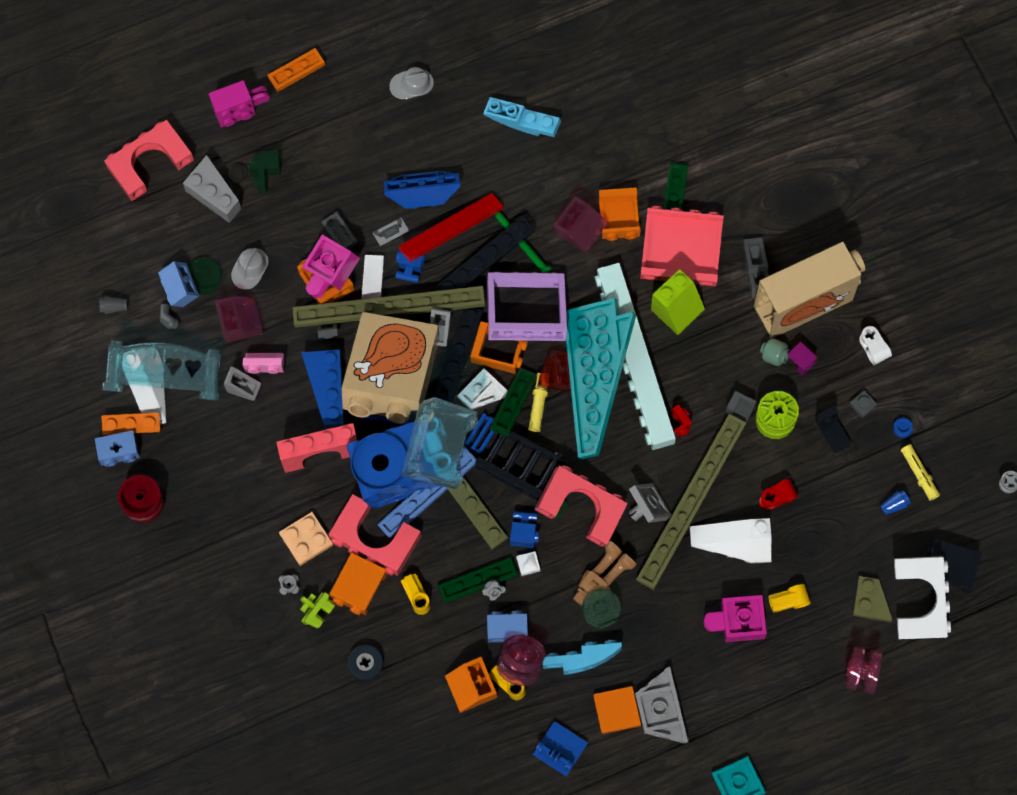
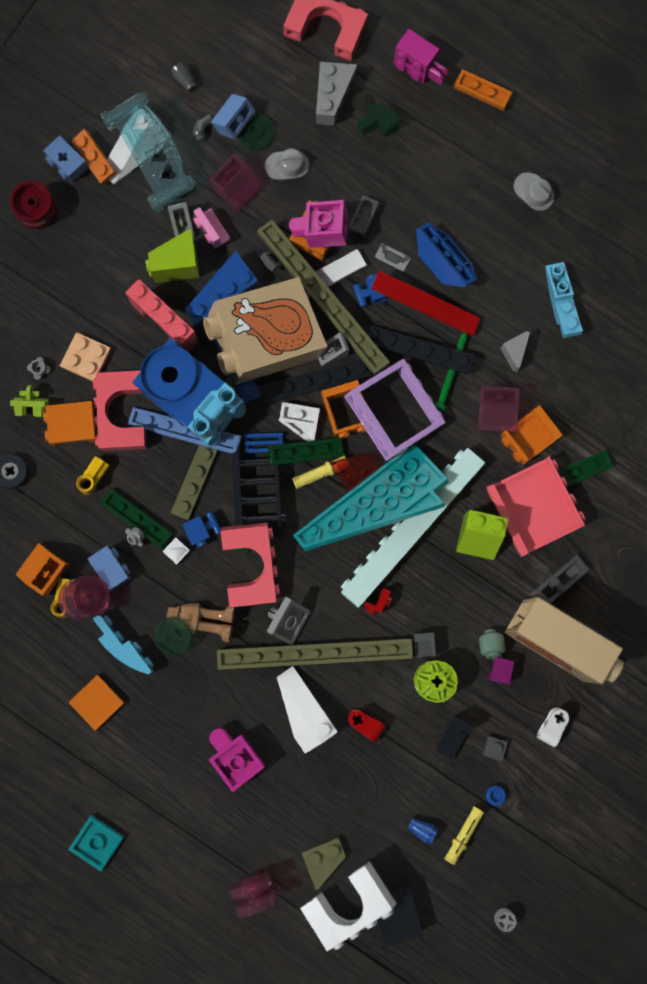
camera: 50 degrees right, 10 degrees up
(275, 407) = (174, 259): none -> lime slope
(438, 442) = (208, 413): clear light blue windscreen -> none
(539, 182) = (514, 350): none -> light grey slope
(560, 748) = (35, 676): blue hinge -> none
(661, 709) = (118, 739): light grey wing -> none
(793, 597) = (283, 792): yellow piece -> none

